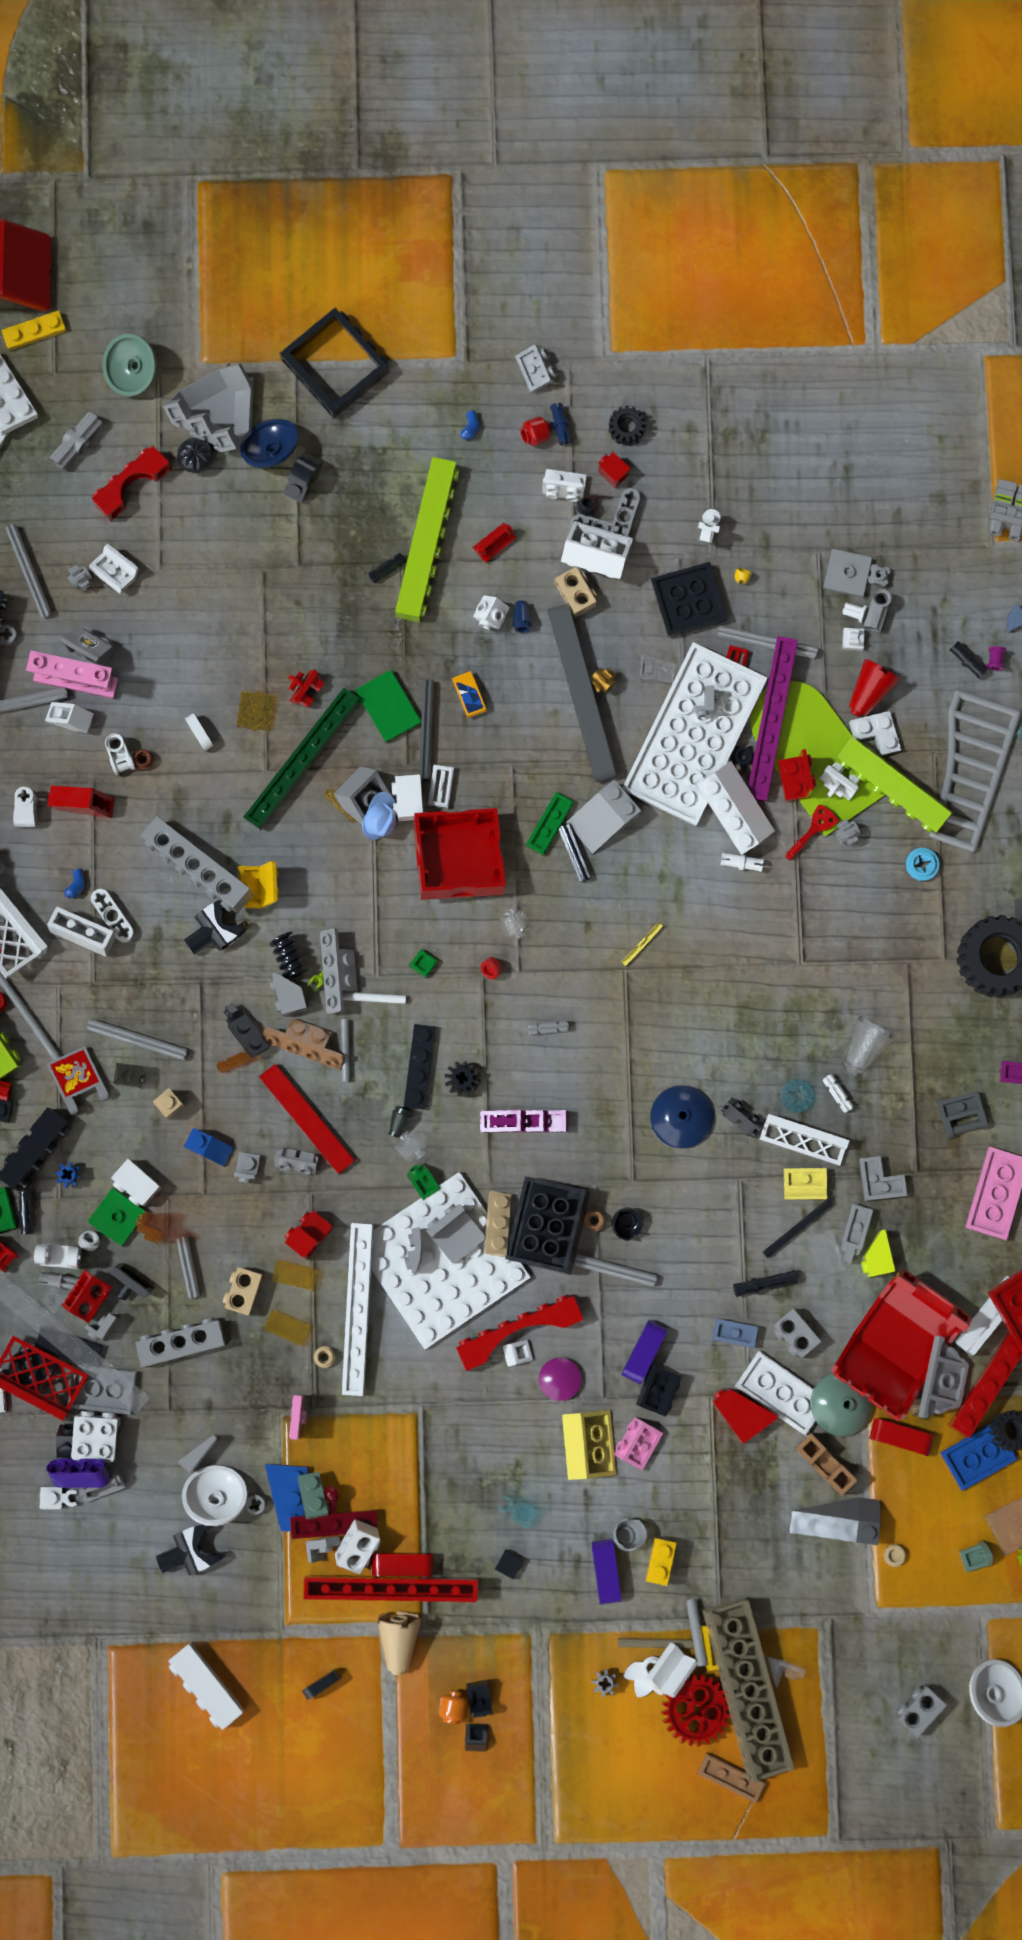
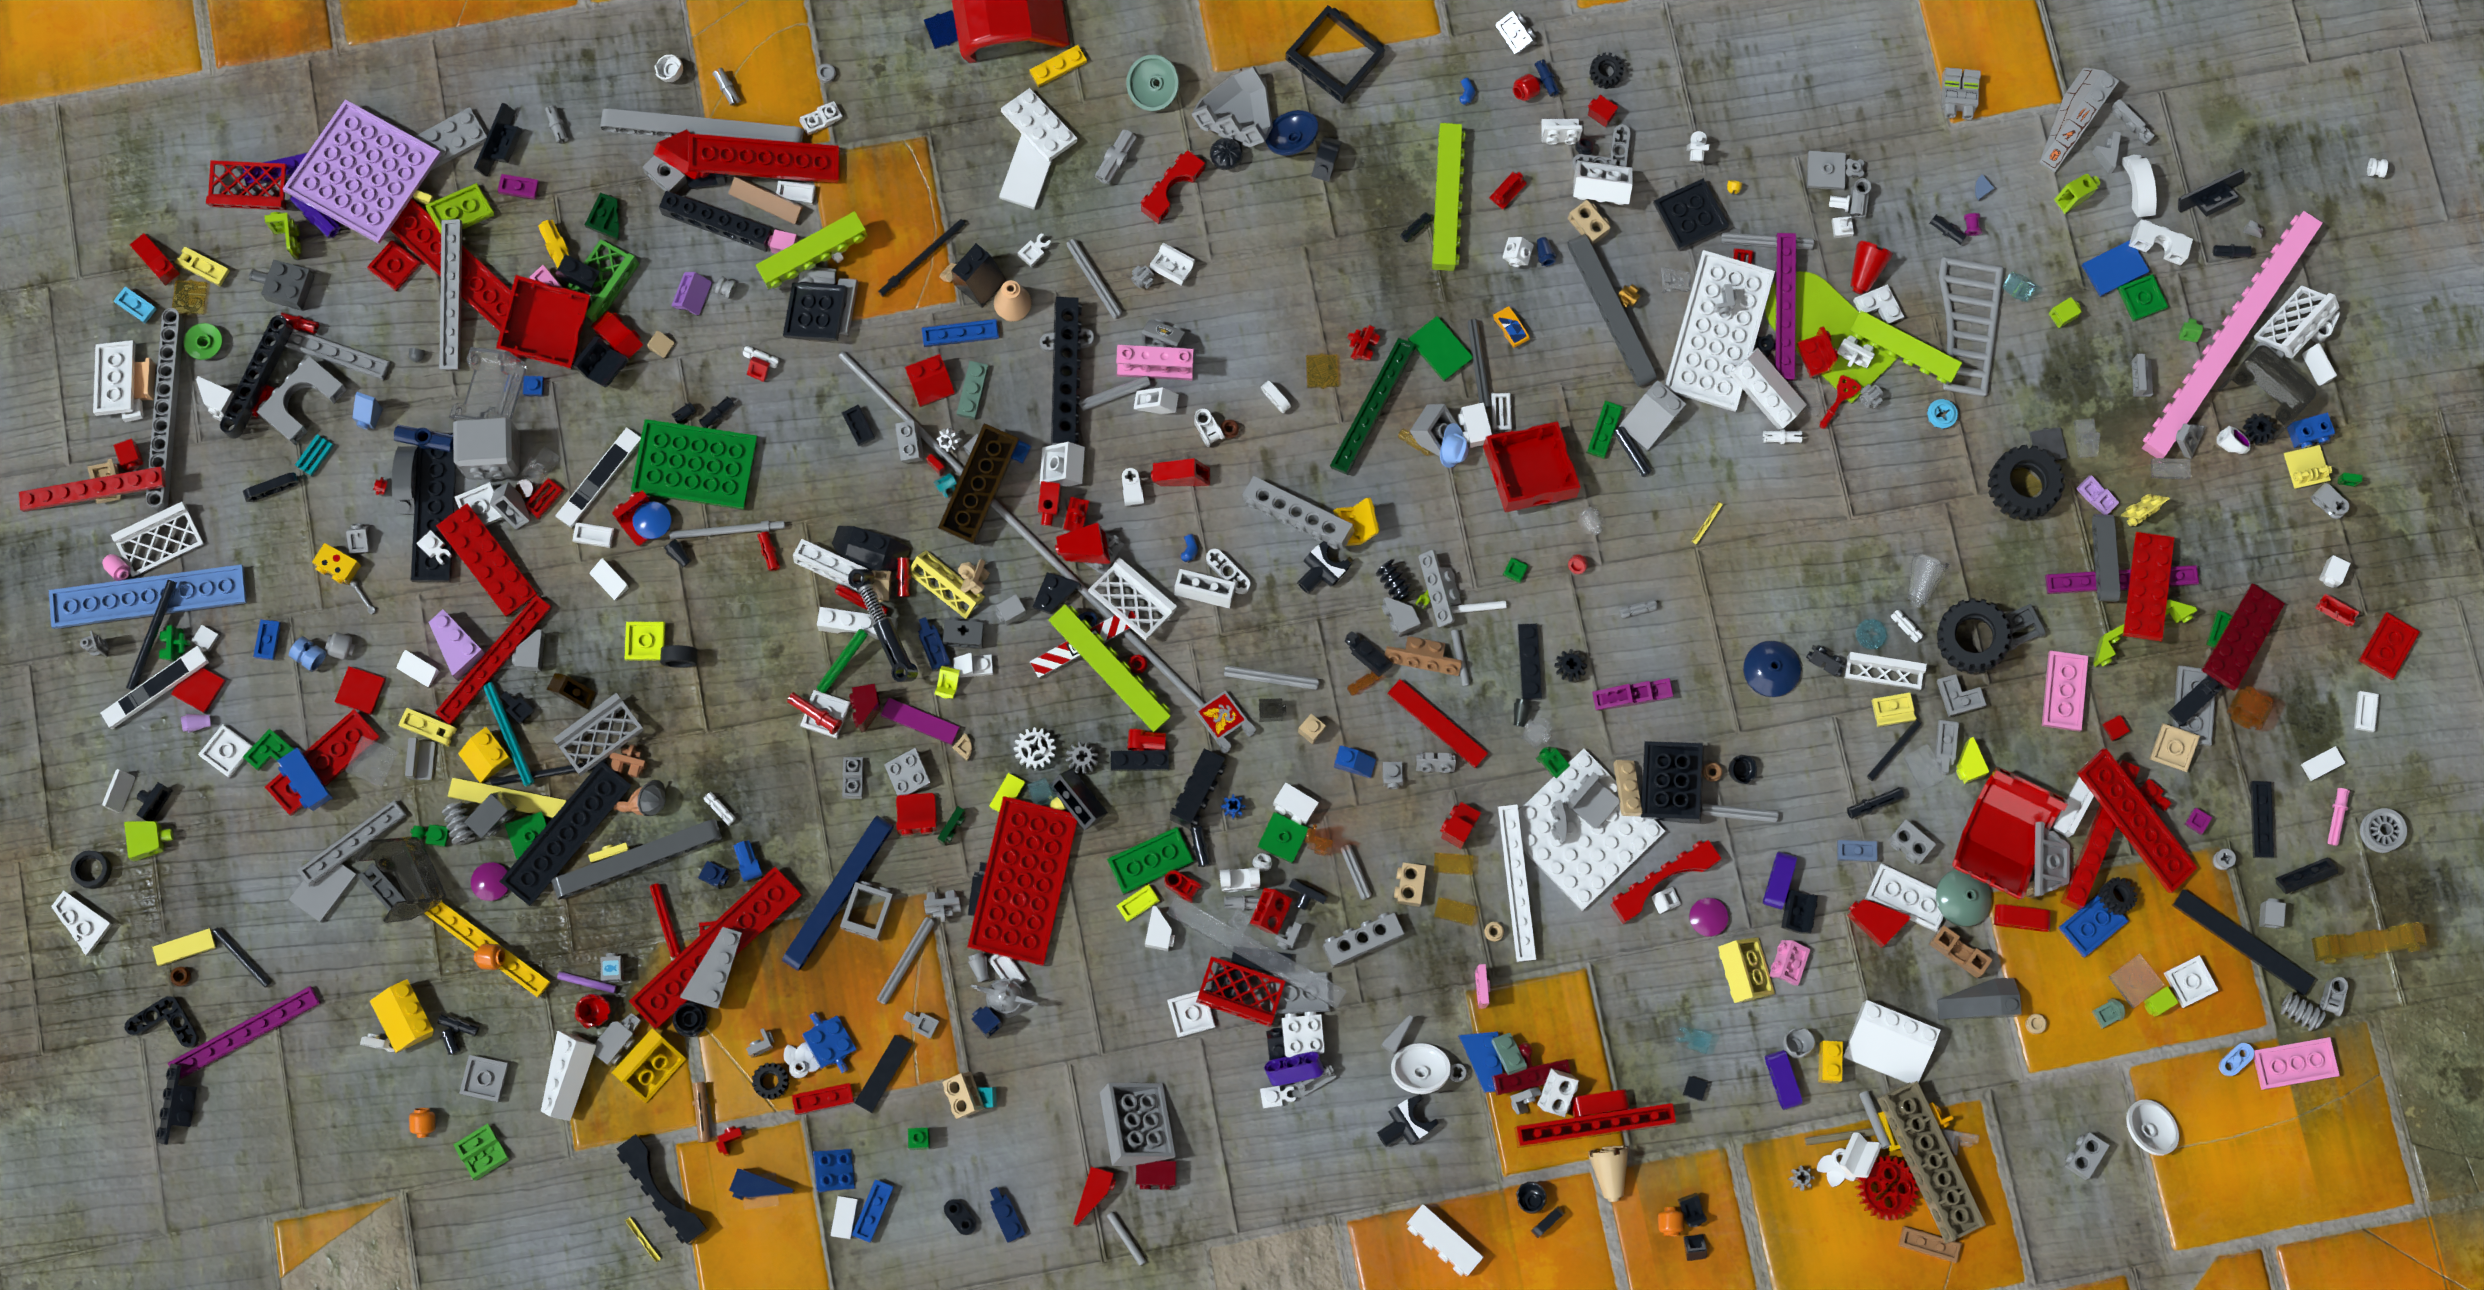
camera: 15 degrees left, 5 degrees down
(308, 1655) = (1531, 1197): none -> black hair
(730, 1551) = (1891, 1042): none -> white slope
(764, 1636) = (1937, 1113): none -> light orange bracket
(907, 1089) = (1980, 611): none -> black tyre

